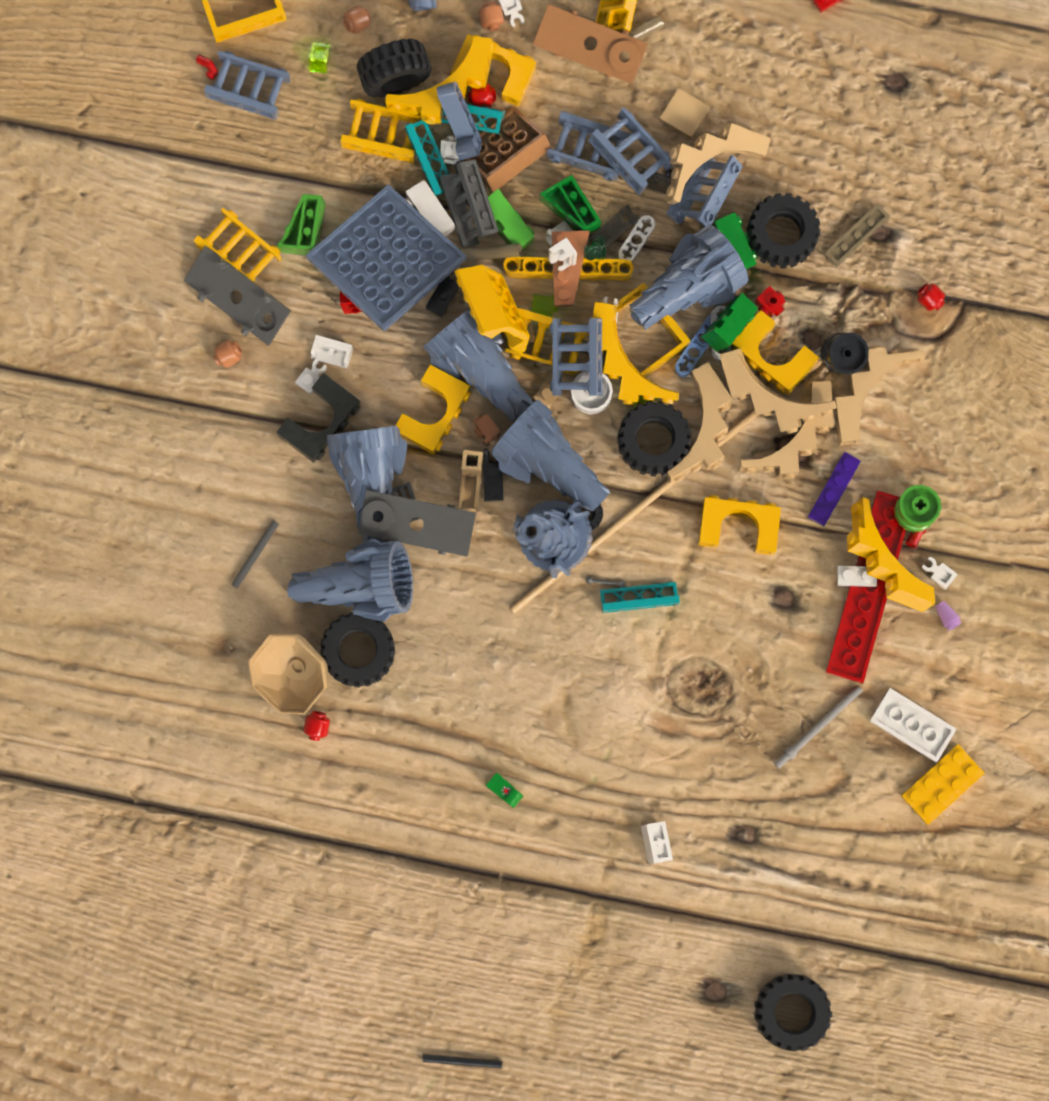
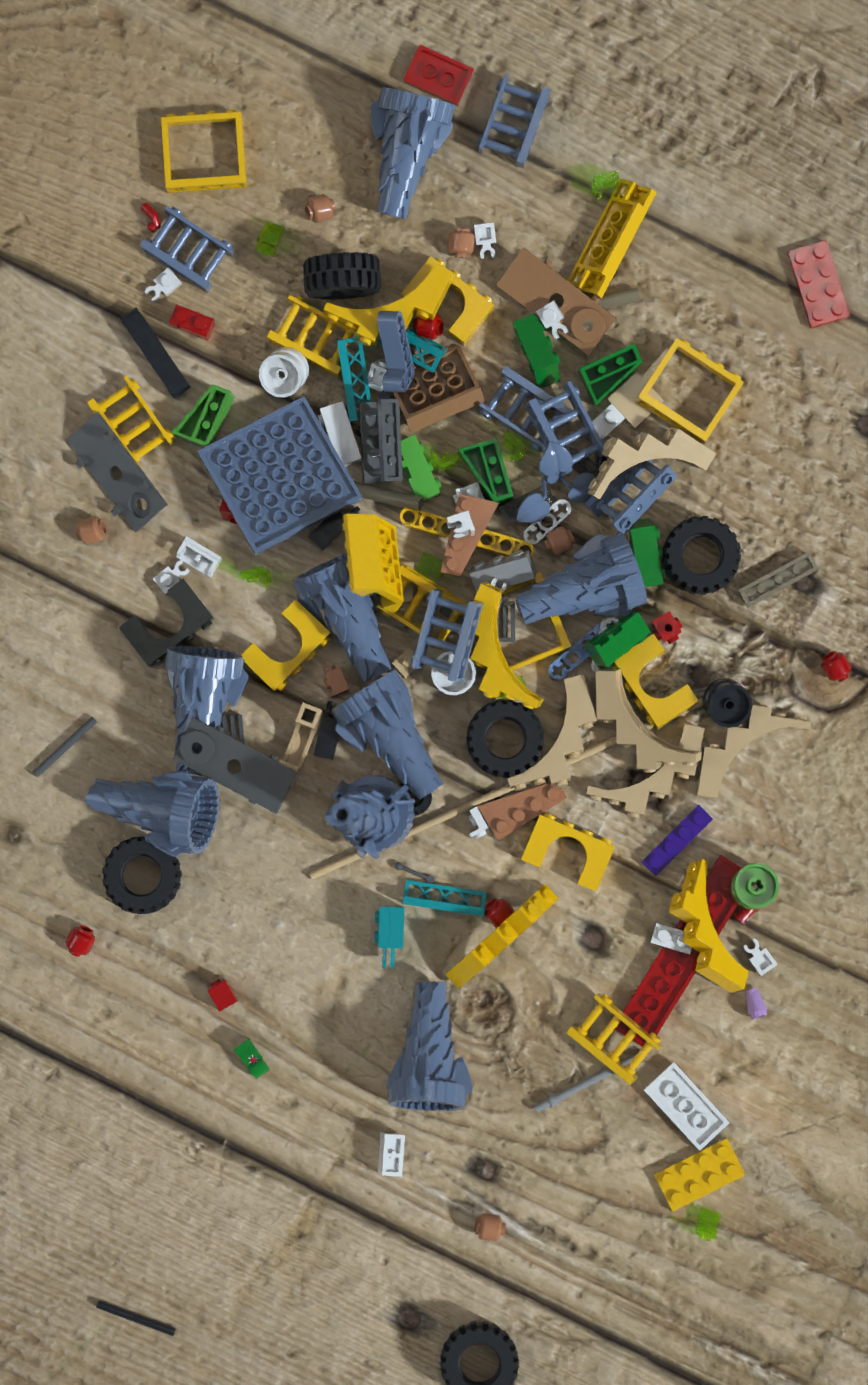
camera: 20 degrees right, 5 degrees up
(235, 121) = (165, 283): none -> white plate
(243, 182) = (155, 352): none -> black beam
(269, 147) = (192, 322): none -> red brick
(288, 673) = (64, 882): tan rock -> none
(370, 158) = (283, 372): none -> white wheel
(386, 353) = (253, 575): none -> clear neon green bracket
(461, 739) = (222, 994): none -> red brick
(533, 208) = (447, 461): none -> clear neon green bracket
(586, 91) = (537, 350): none -> green wedge
(588, 177) = (513, 442): none -> clear neon green bracket
(589, 58) = (551, 316): none -> white plate
(596, 250) = (500, 525): clear green plate -> none
(599, 638) = (390, 931): none -> teal brick
(616, 286) = (509, 569): none -> light grey brick
(628, 351) = (504, 611): none -> dark grey tile
(629, 177) = (554, 460): none -> sand blue plant
(649, 517) = (477, 819): none -> white bracket
(652, 252) = (559, 541): none -> nougat head
(653, 93) = (607, 372): none -> green wedge
(665, 137) = (607, 421): none -> white plate
(669, 758) = (426, 1073): none -> sand blue cone
(681, 501) = (518, 809): none -> nougat wing
(693, 596) = (498, 911): none -> red head
(701, 617) = (502, 936): none -> yellow arch
(722, 117) = (672, 417): none -> yellow window
(766, 885) = (489, 1227): none -> nougat head
(816, 692) = (595, 1046): none -> yellow fence
(963, 827) = (707, 1224): none -> clear neon green bracket

